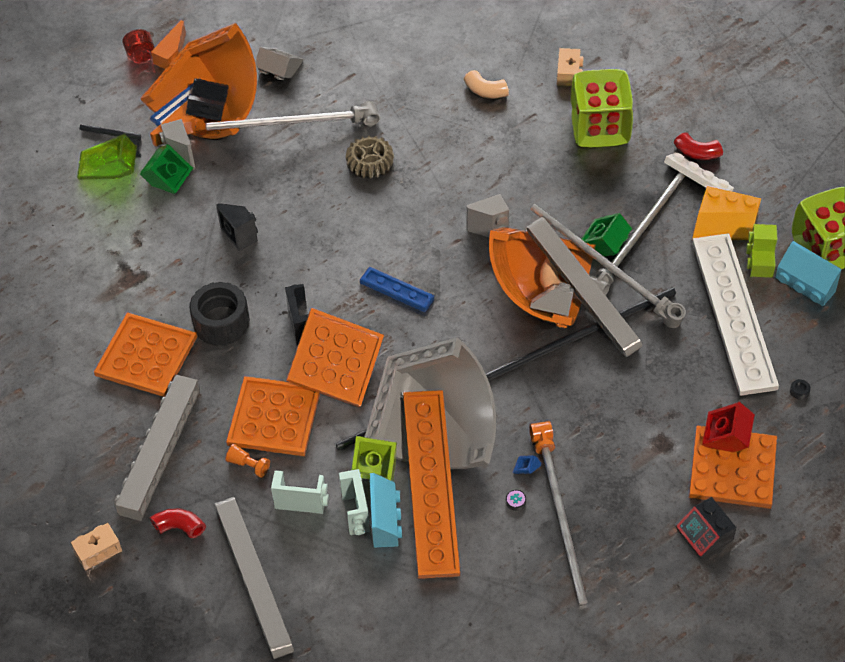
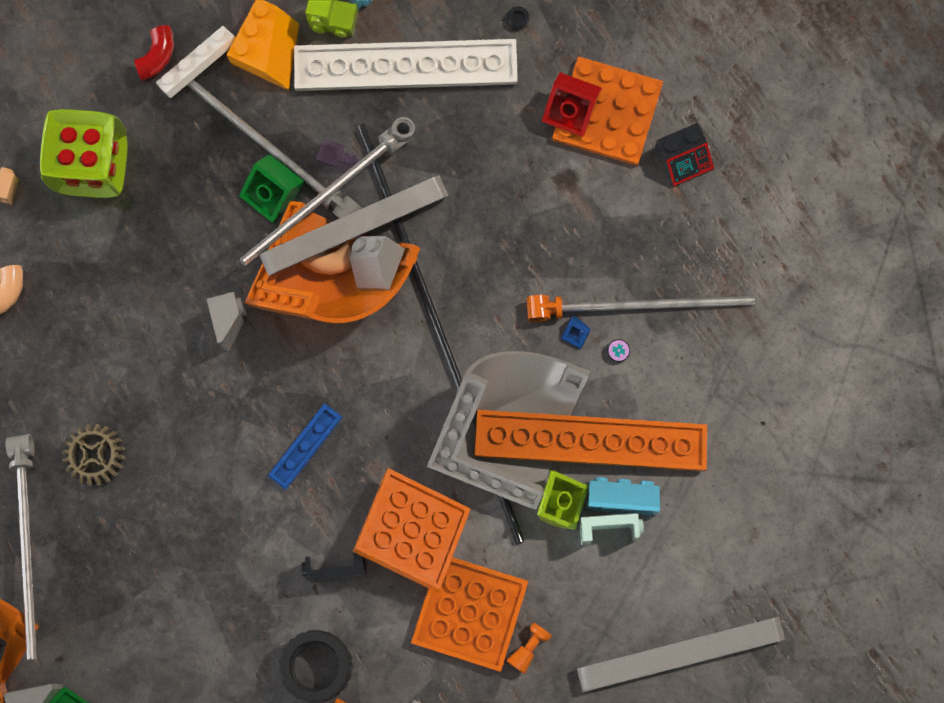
camera: 80 degrees left, 25 degrees up
(237, 225) = (183, 632): black slope -> none
(299, 498) = (588, 615): light aqua panel -> none
(643, 272) = (334, 153): none -> clear purple plate

